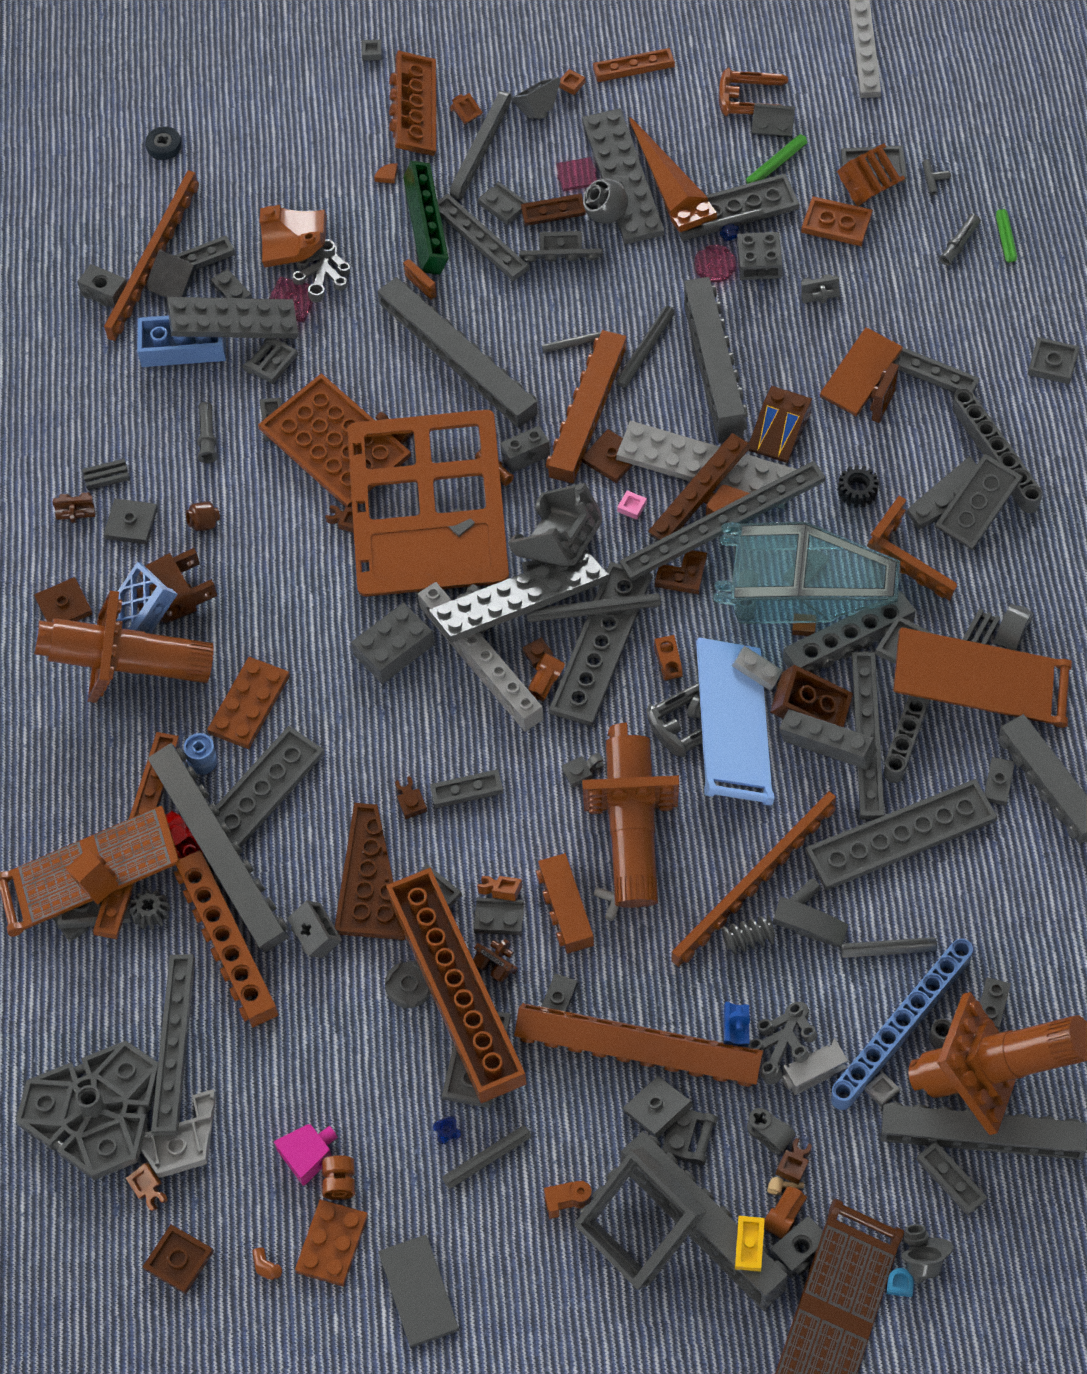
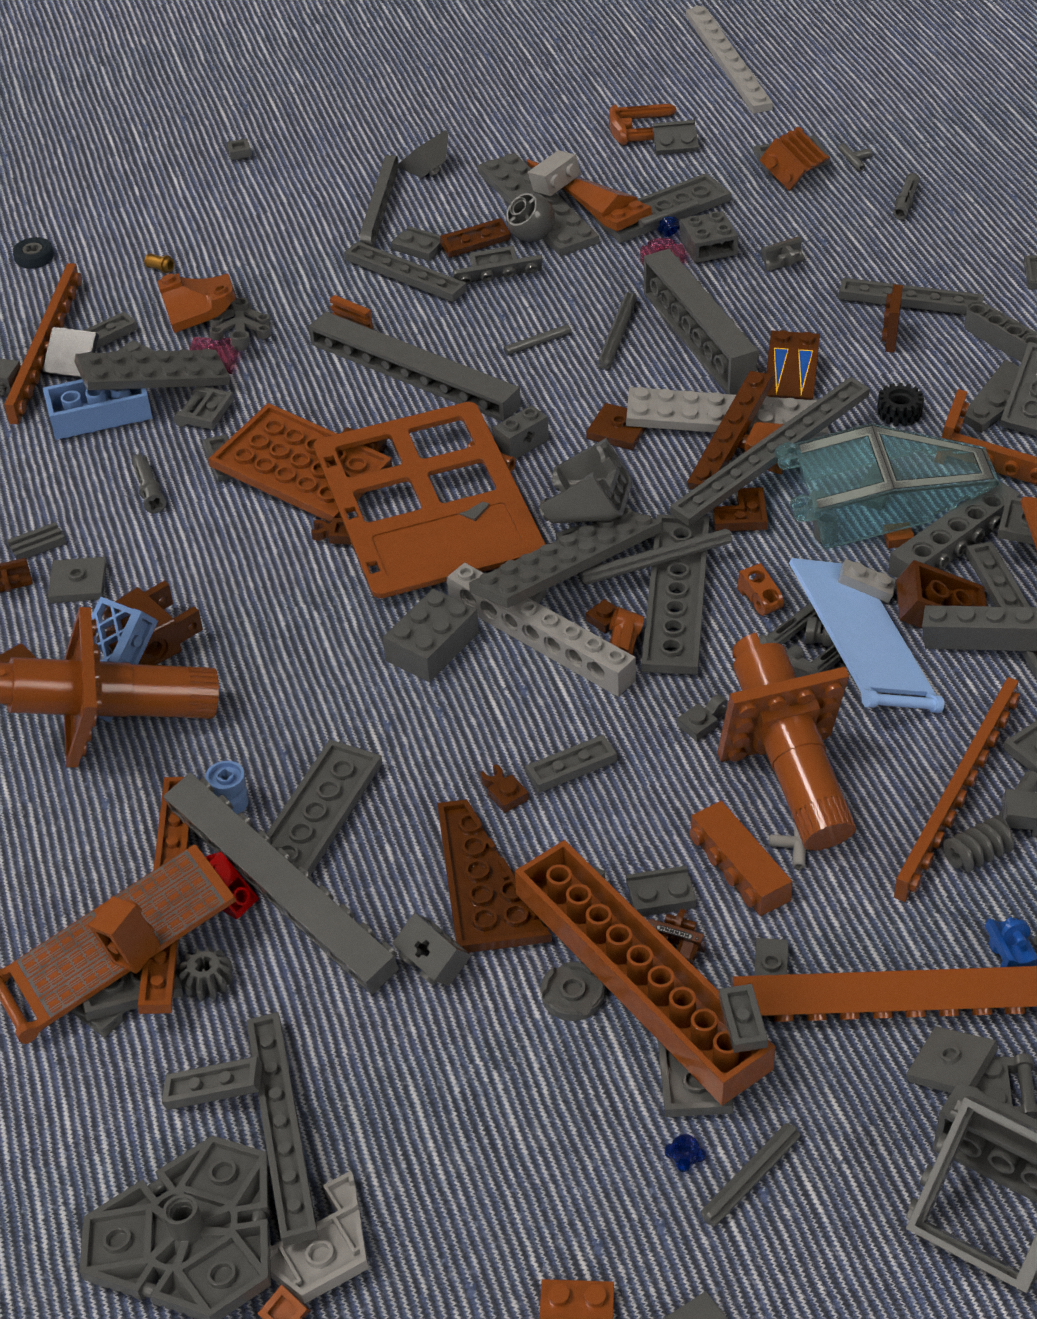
camera: 15 degrees left, 15 degrees down
(133, 1000) = (212, 1083): none -> dark grey plate
(202, 516) = (164, 557): reddish brown head -> none
(248, 702) = (272, 729): dark orange plate -> none
(263, 1007) = (318, 989): dark orange brick -> none
(273, 182) = (163, 263): none -> pearl gold pin
(305, 1150) = (502, 1221): dark pink torso -> none
(338, 1180) = (560, 1243): dark orange wheel -> none
(387, 173) = (285, 240): dark orange tile -> none
(414, 103) = (297, 180): dark orange plate -> none
(425, 217) = (341, 260): dark green brick -> none
(466, 108) = (353, 175): dark orange bracket -> none
(502, 888) = (653, 857): dark orange plate -> none
(507, 1048) = (743, 1018): none -> dark grey plate
(565, 1196) = (878, 1197): dark orange leg -> none
(571, 82) = (458, 141): dark orange plate -> none
(576, 173) = (487, 209): clear pink piece -> none
(587, 406) = (574, 387): dark orange brick -> none
(632, 505) = (659, 462): bright pink plate -> none
(633, 65) = (514, 122): dark orange tile -> none
(642, 152) = (554, 173): none -> light grey brick
(778, 159) = (693, 165): bright green axle -> none
(836, 221) = (774, 201): dark orange plate -> none
(860, 371) = (857, 310): dark orange tile -> none
(1006, 235) = (951, 187): bright green axle -> none

